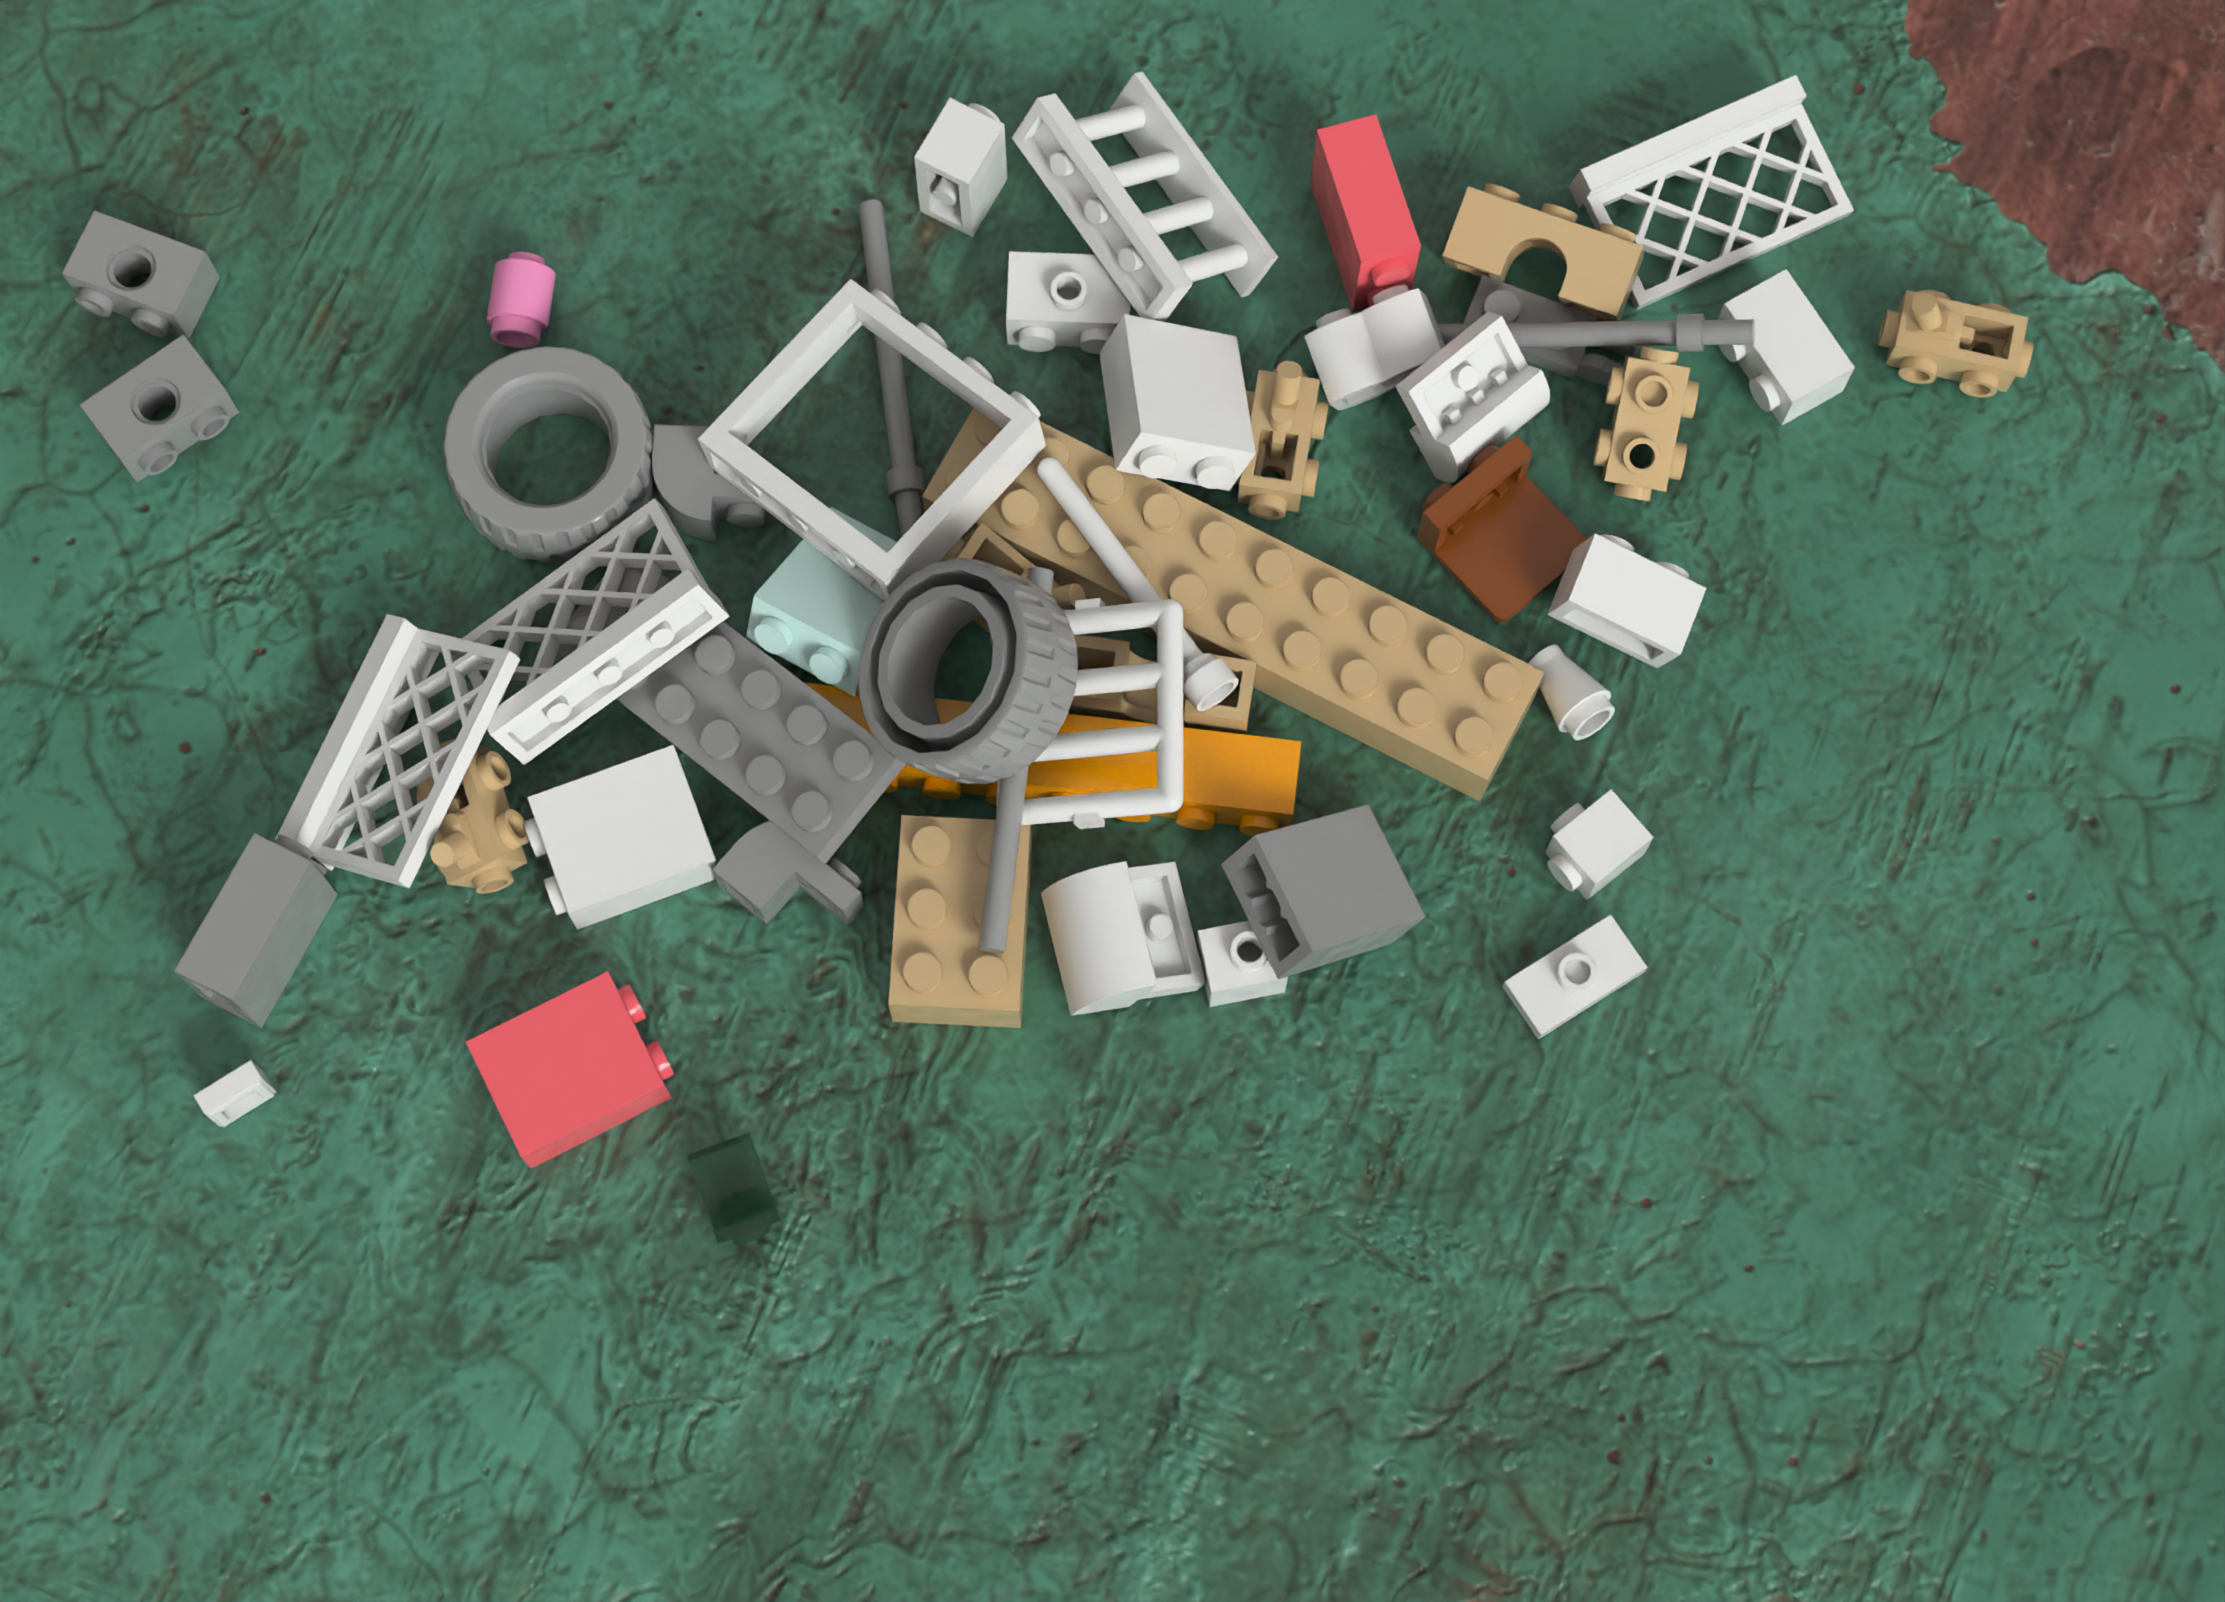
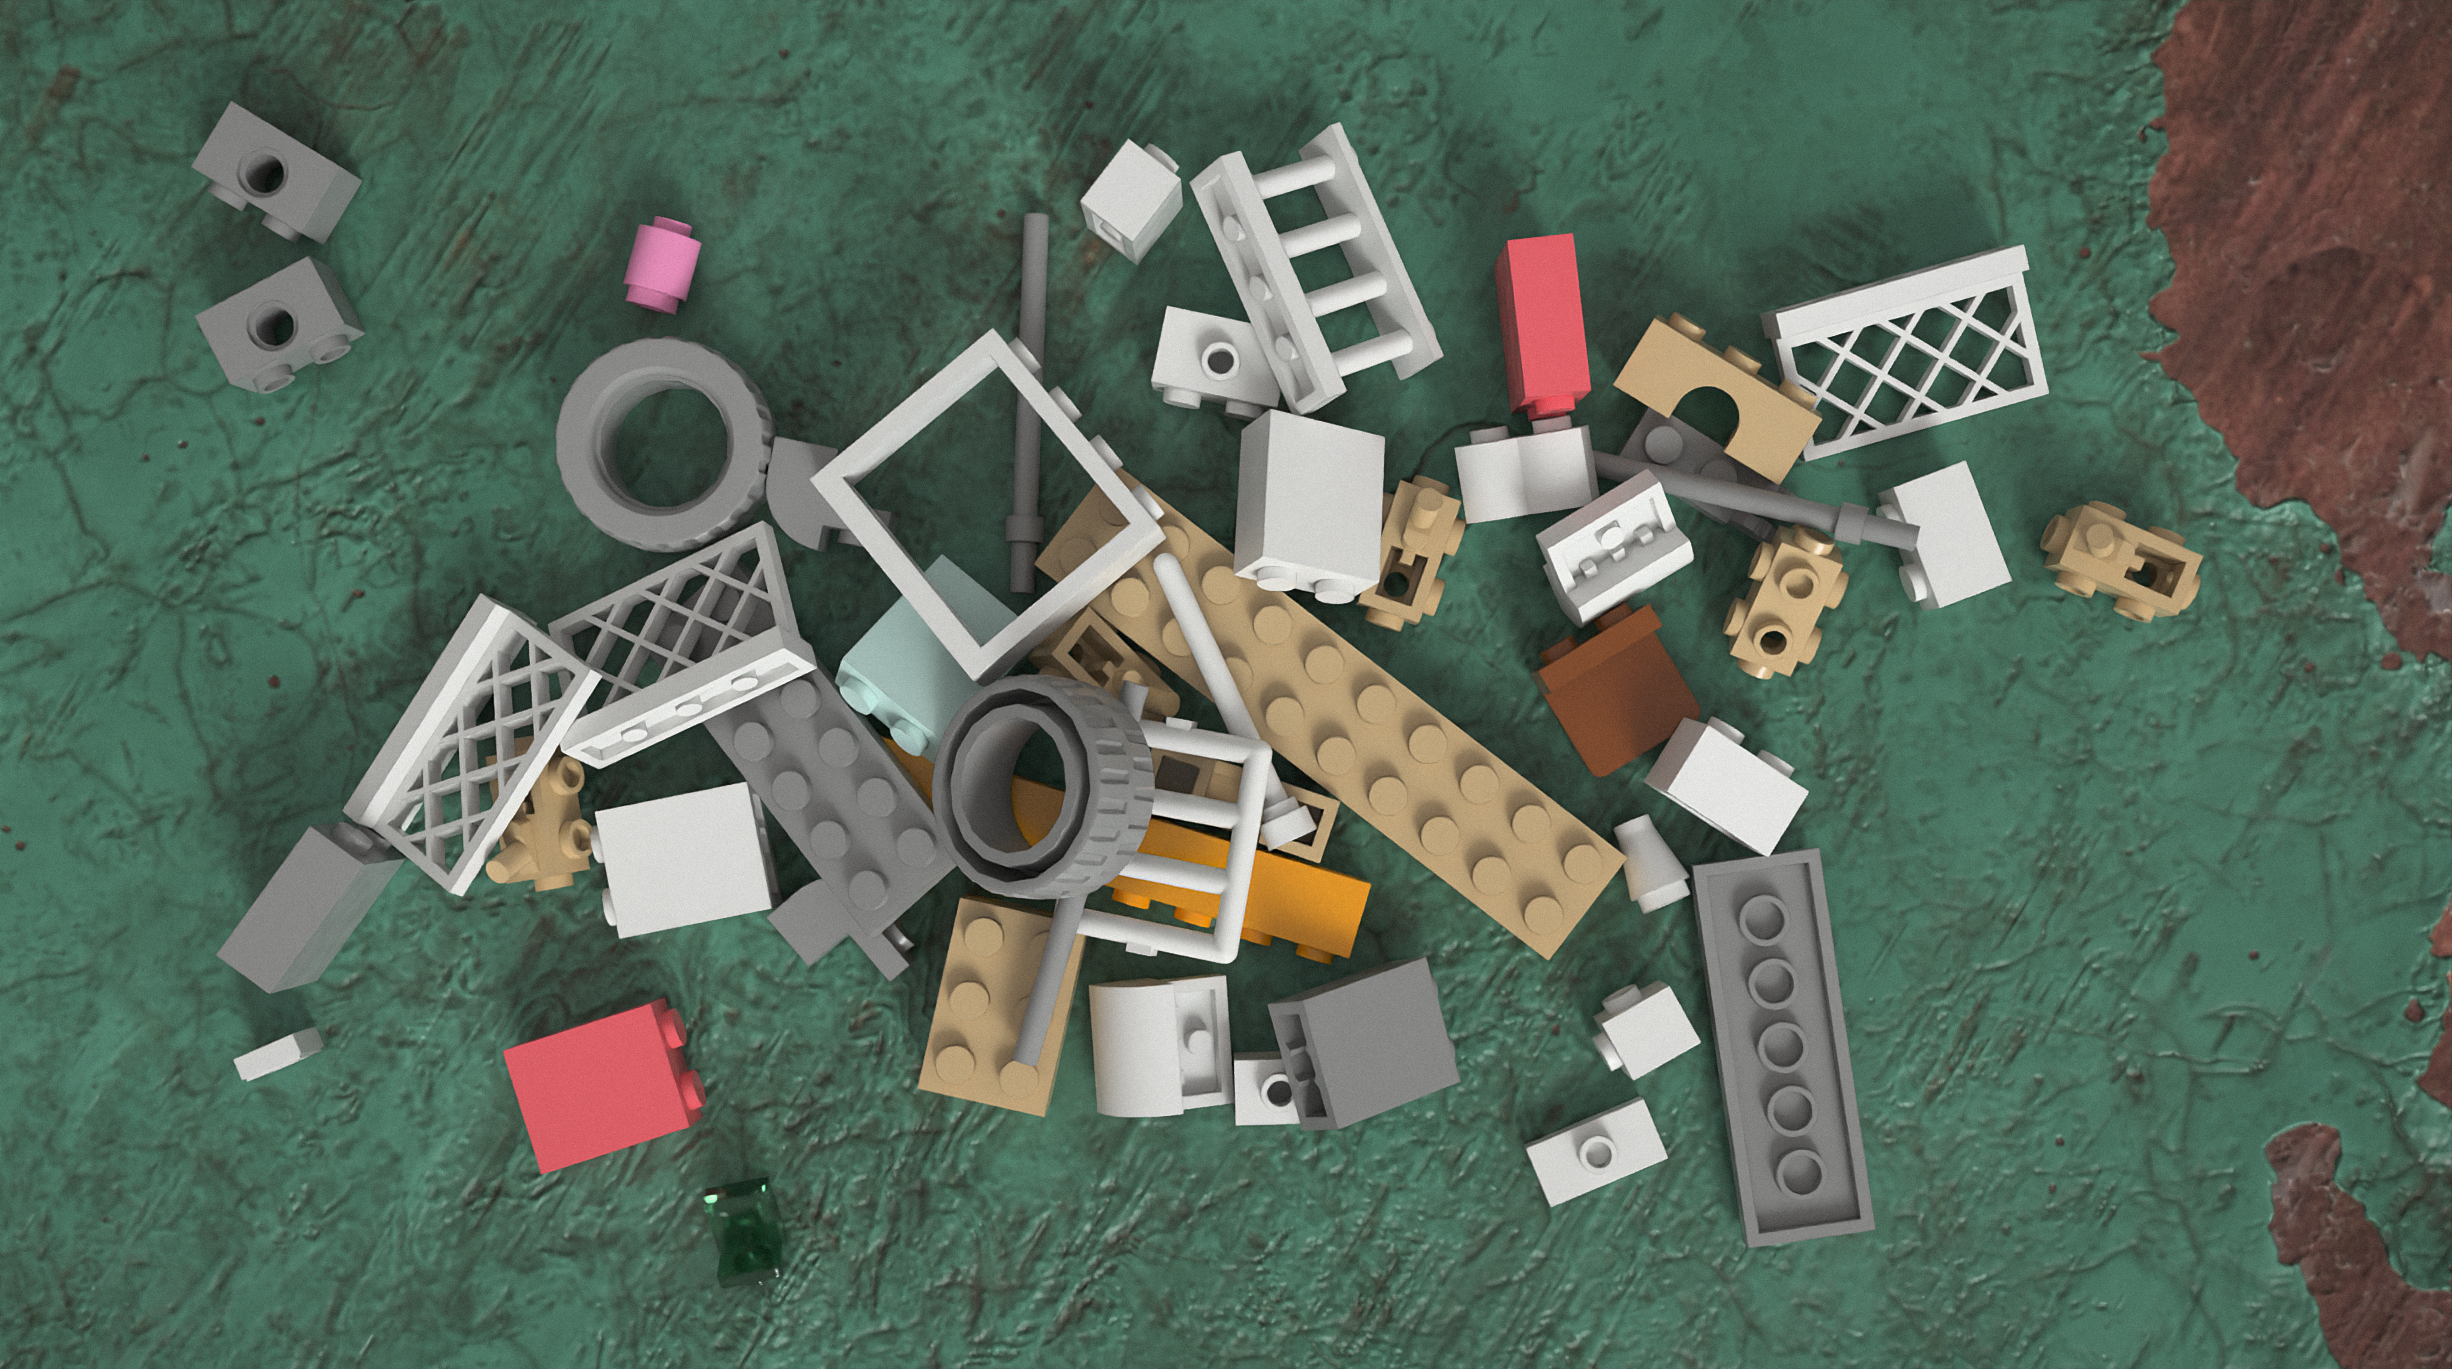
camera: 15 degrees right, 15 degrees up
(1735, 844) = (1781, 1047): none -> light grey plate

